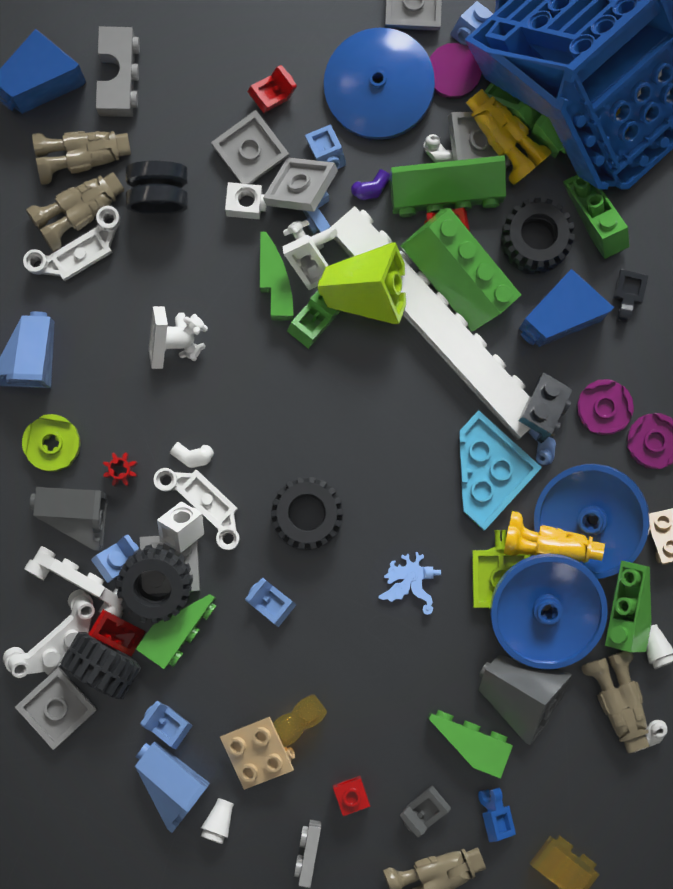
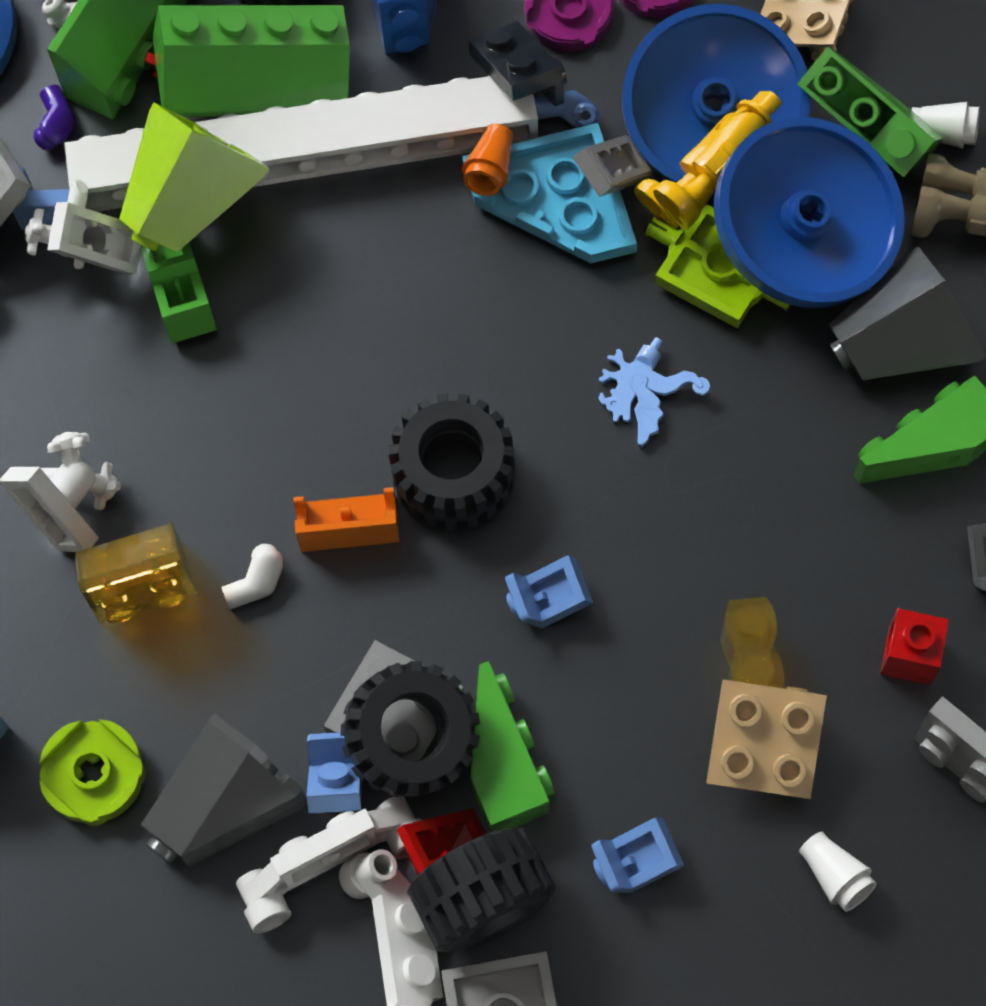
camera: 50 degrees left, 15 degrees down
(117, 462) = (206, 676): red gear -> none
(156, 396) = (134, 574): none -> clear yellow slope
(169, 783) = (735, 904): medium blue slope -> none
(180, 527) = (349, 647): white brick -> none
(205, 499) = (336, 596): white plate -> none
(249, 479) = (346, 521): none -> orange hinge
(275, 280) = (88, 311): bright green slope -> none
(480, 428) = (489, 162): none -> orange cone
(516, 493) = (612, 165): none -> light grey plate

